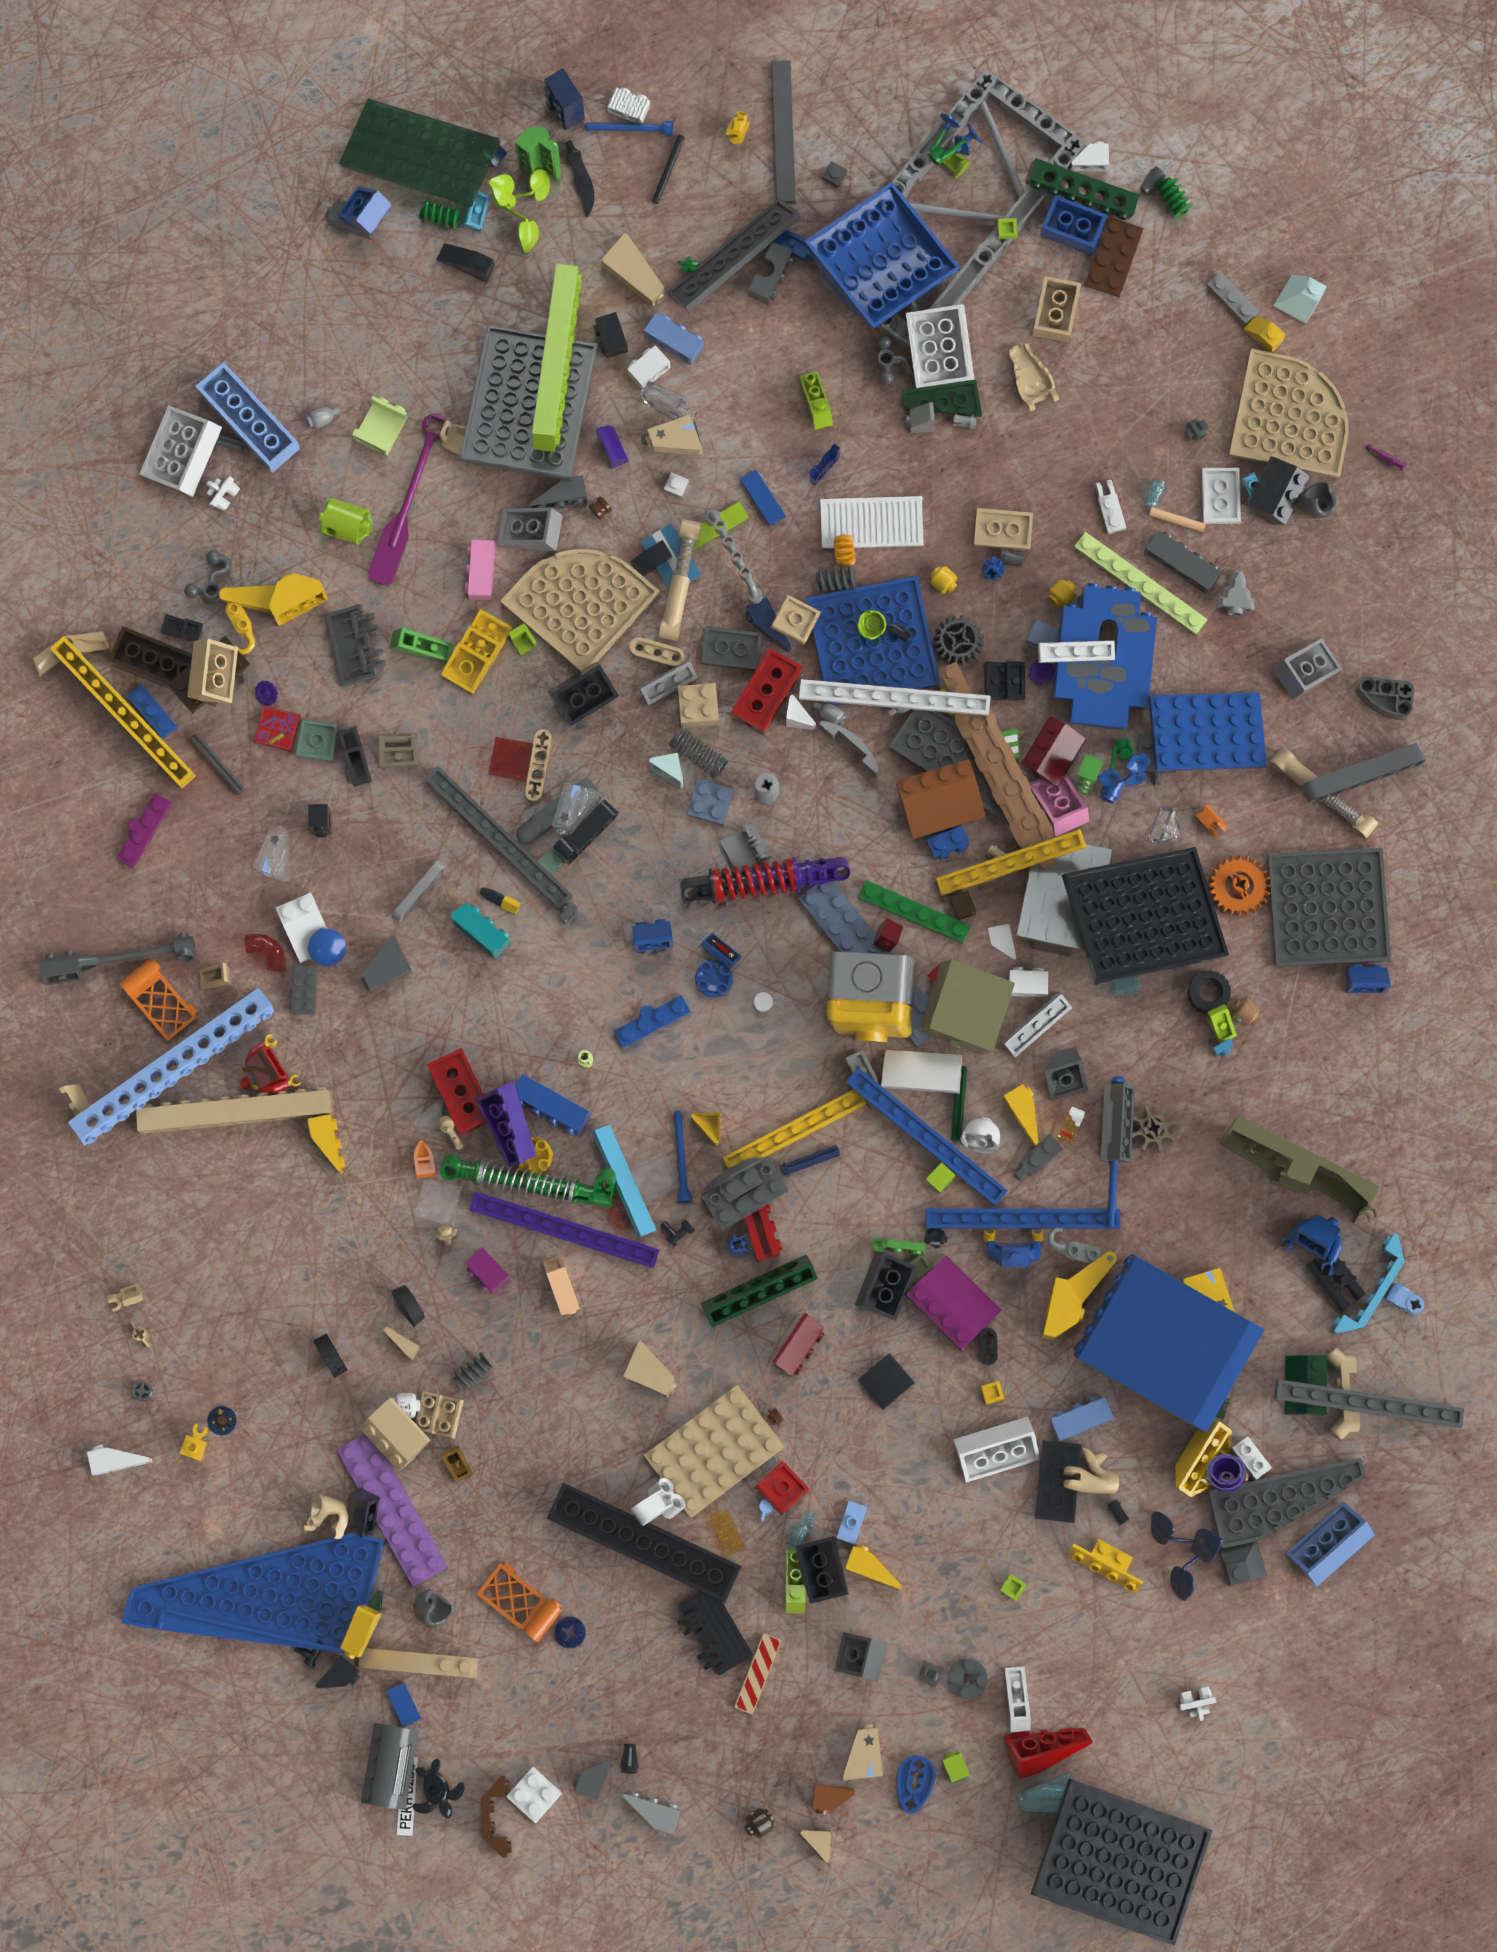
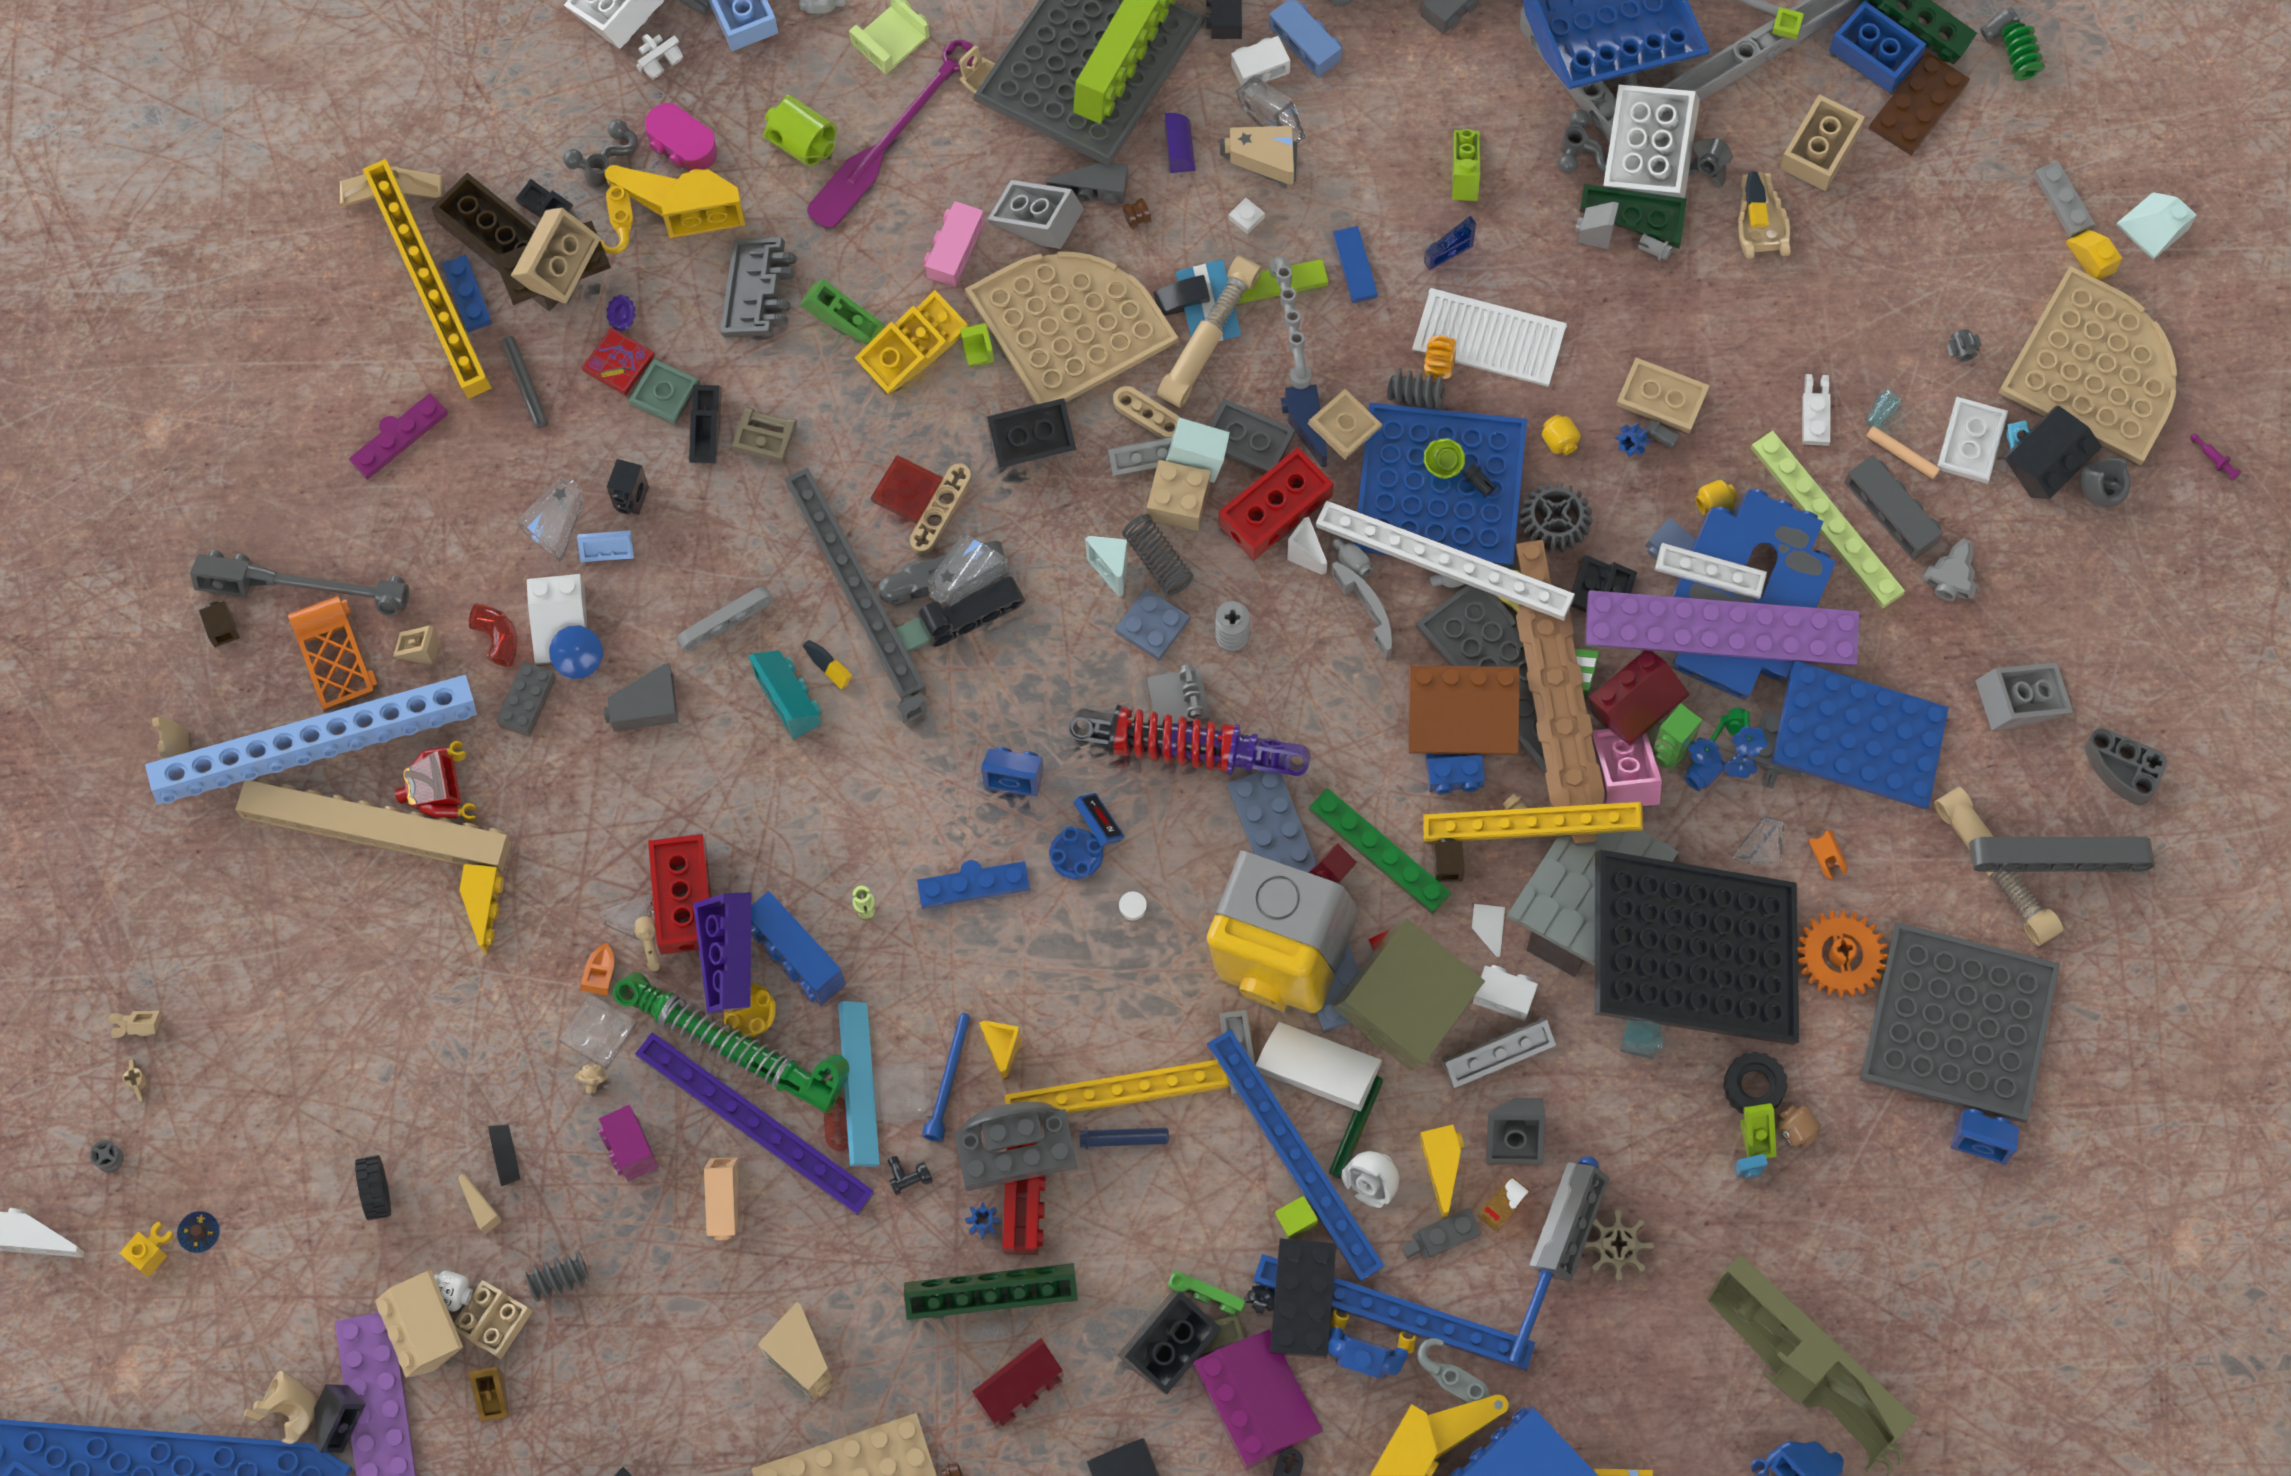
camera: 20 degrees right, 10 degrees down
(72, 1004) = (219, 623): none -> dark brown brick
(260, 550) = (680, 137): none -> dark pink brick
(318, 865) = (605, 546): none -> light blue plate
(701, 667) = (1198, 446): none -> light aqua slope
(962, 1229) = (1303, 1298): none -> black plate
(985, 345) = (1712, 159): none -> dark grey brick
(1024, 366) = (1756, 198): none -> piece
(1041, 672) = (1656, 586): dark purple piece -> none
(1095, 688) = (1722, 628): none -> medium lavender plate

